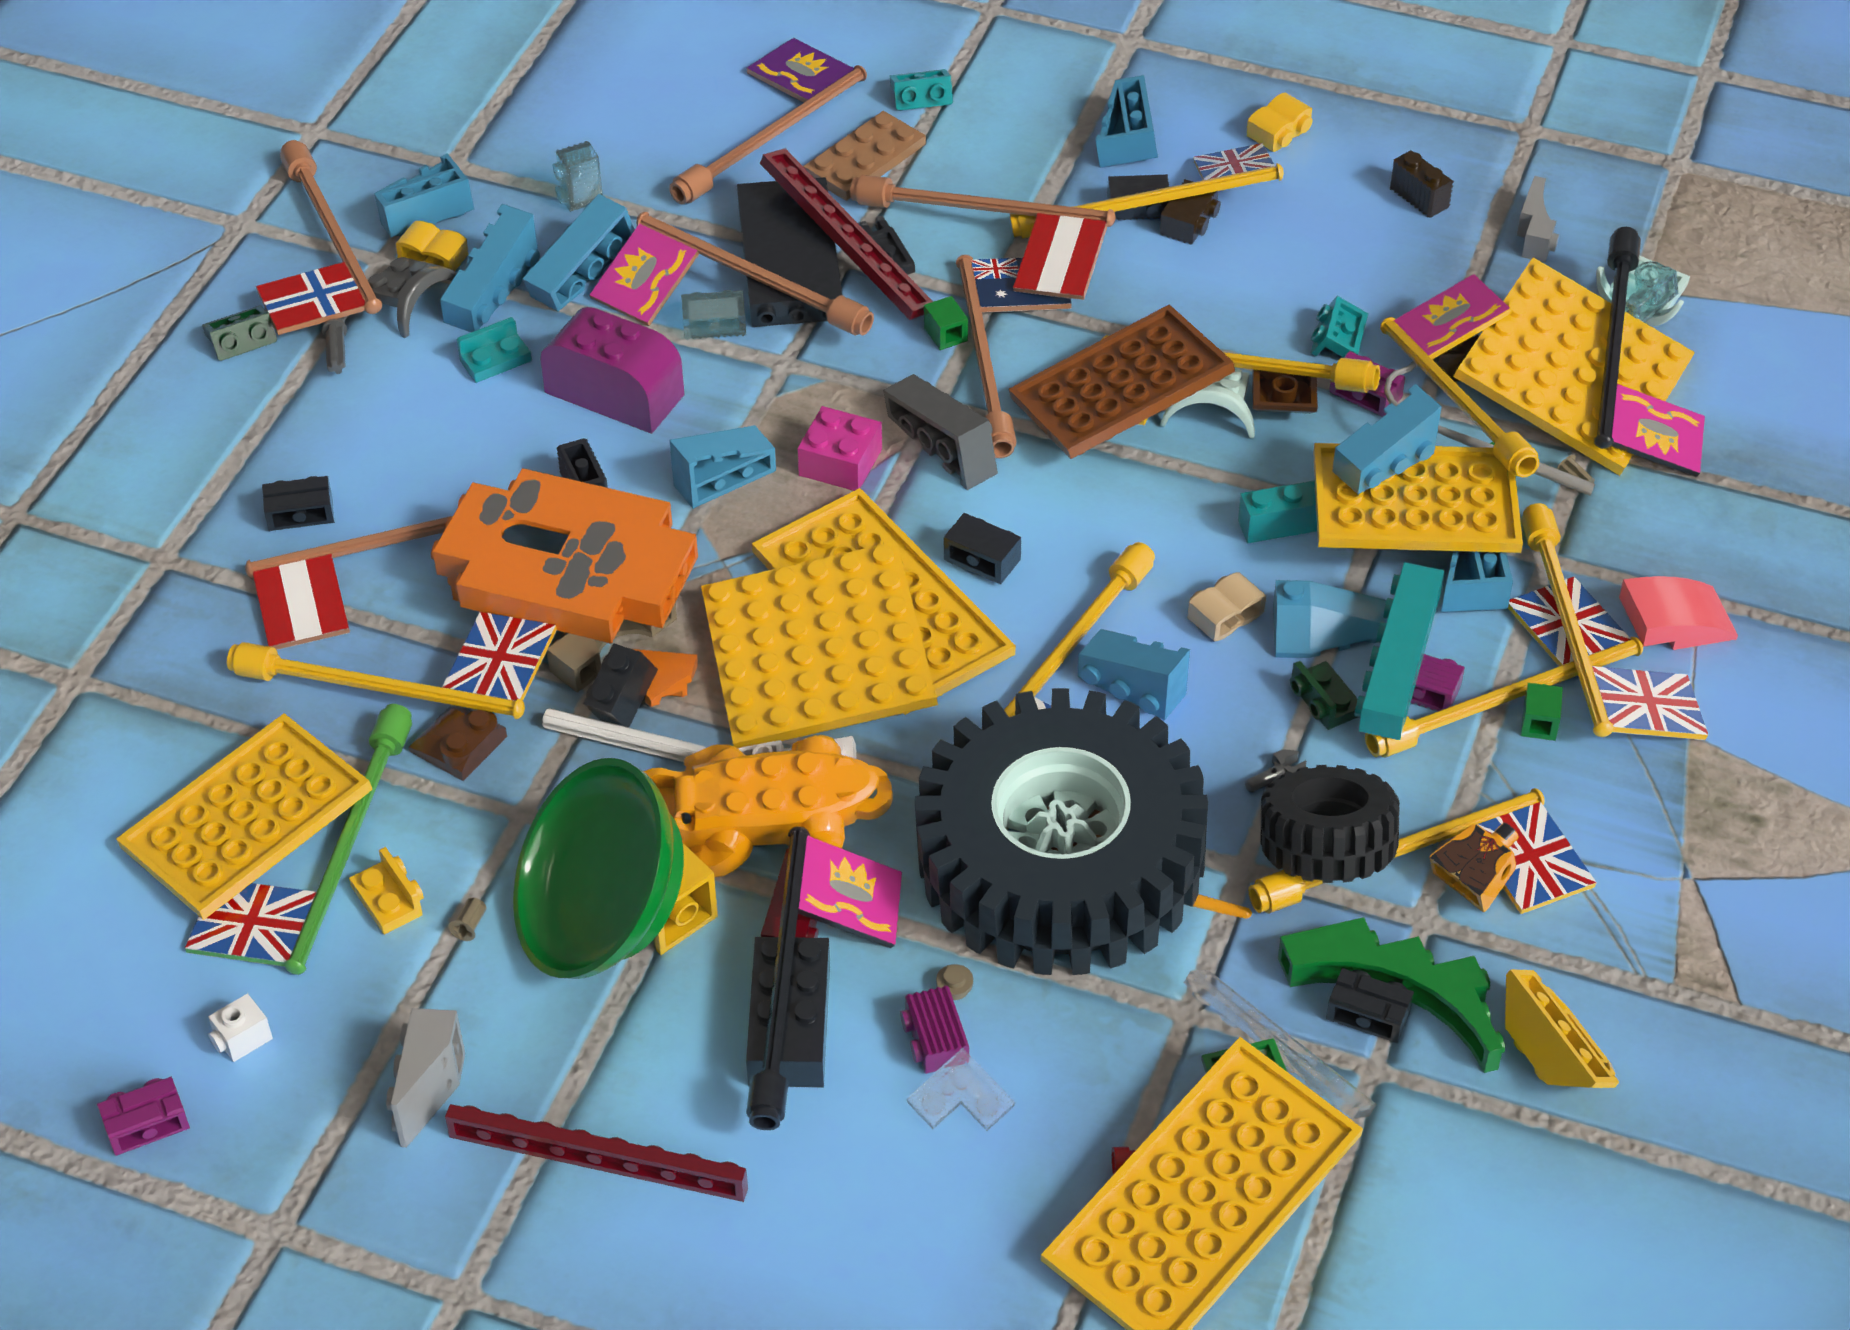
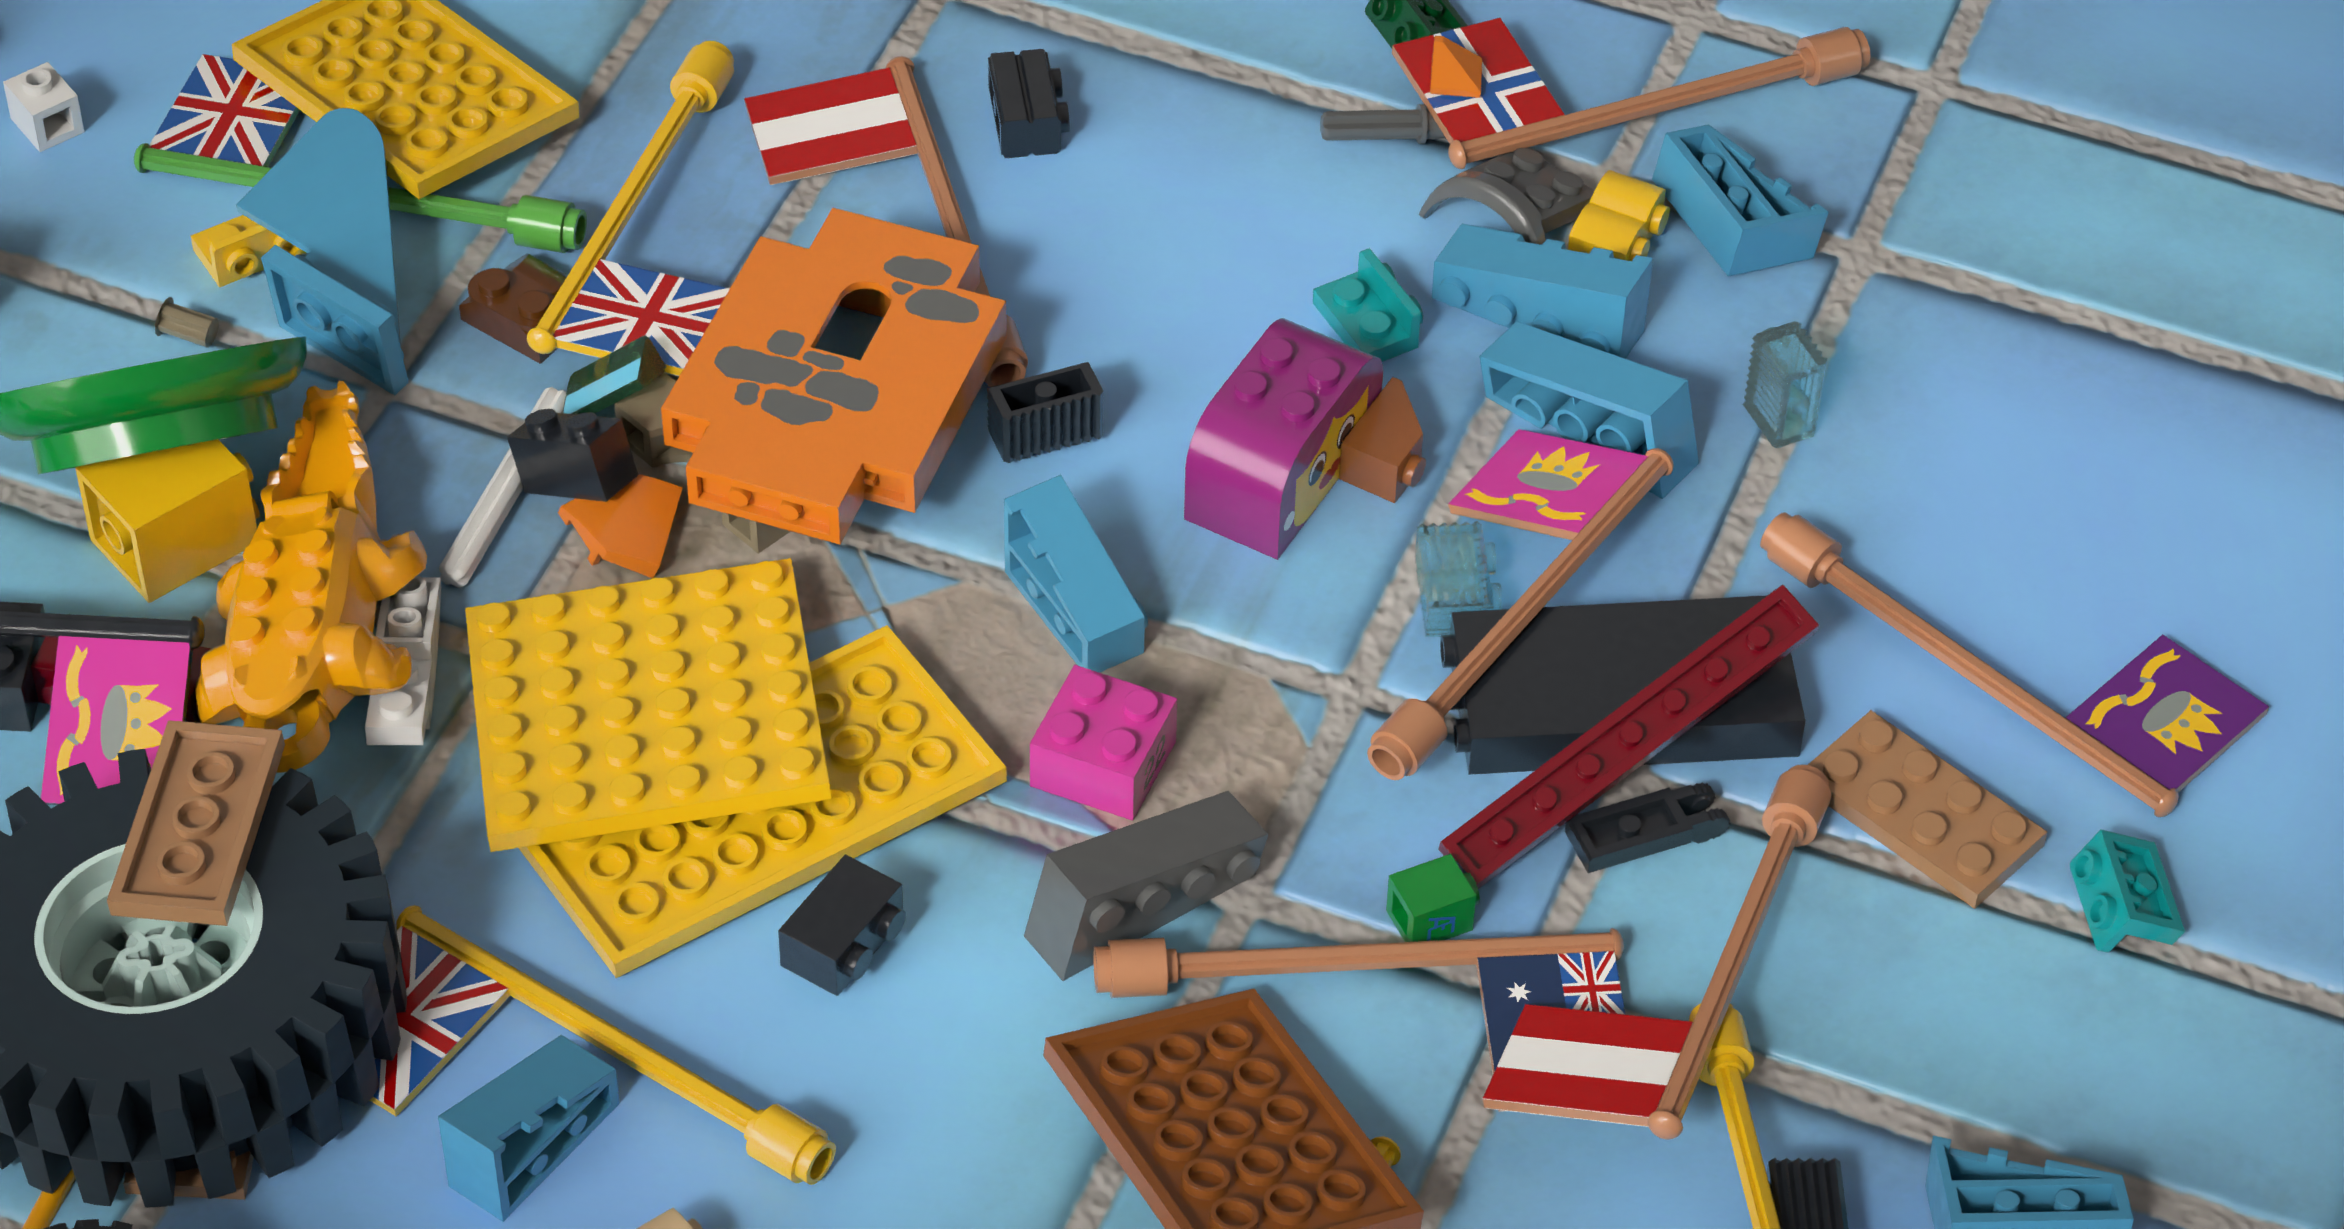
camera: 90 degrees right, 0 degrees up
(309, 301) = (1454, 70): none -> orange slope
(385, 828) = (335, 206): none -> dark azure piece
(555, 673) = (613, 377): none -> clear green slope
(988, 778) = (196, 823): none -> medium nougat plate

